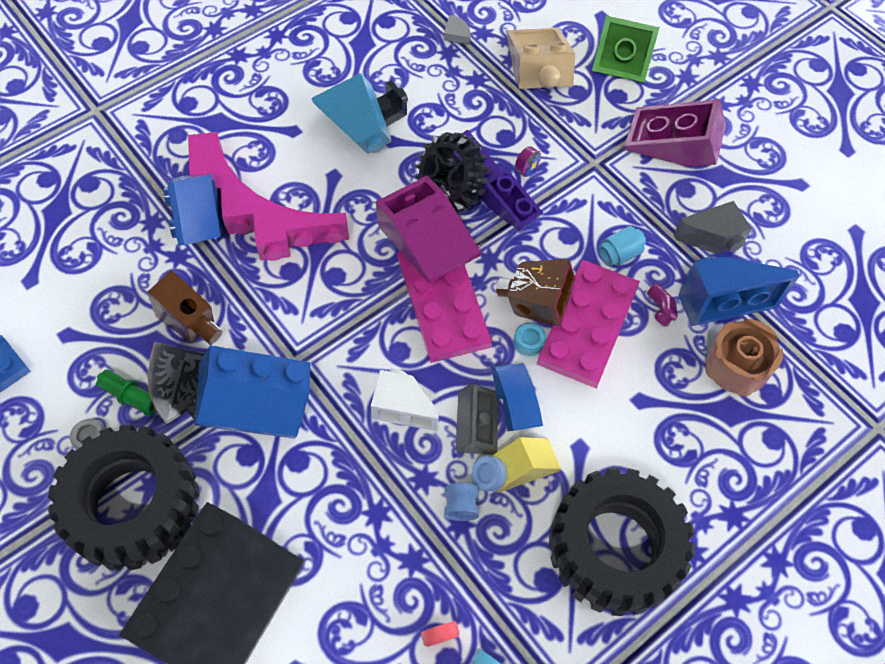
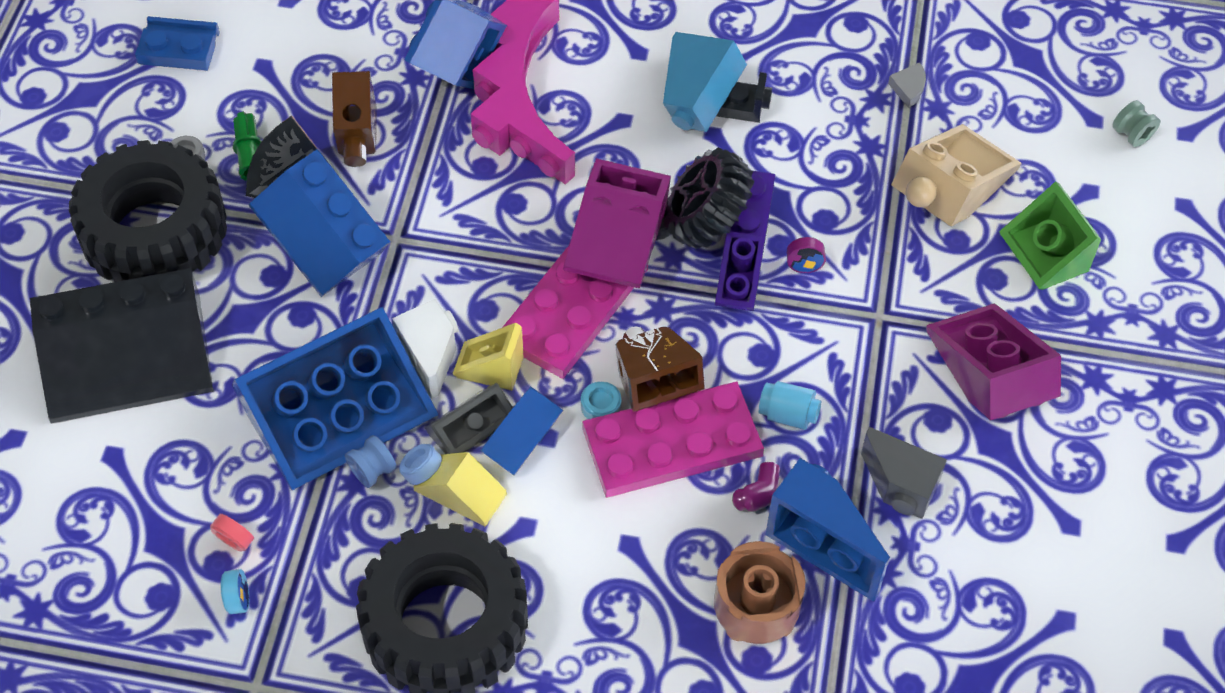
camera: 50 degrees right, 5 degrees down
(390, 489) = (334, 397): none -> blue slope
(447, 372) = (492, 357): none -> light yellow slope

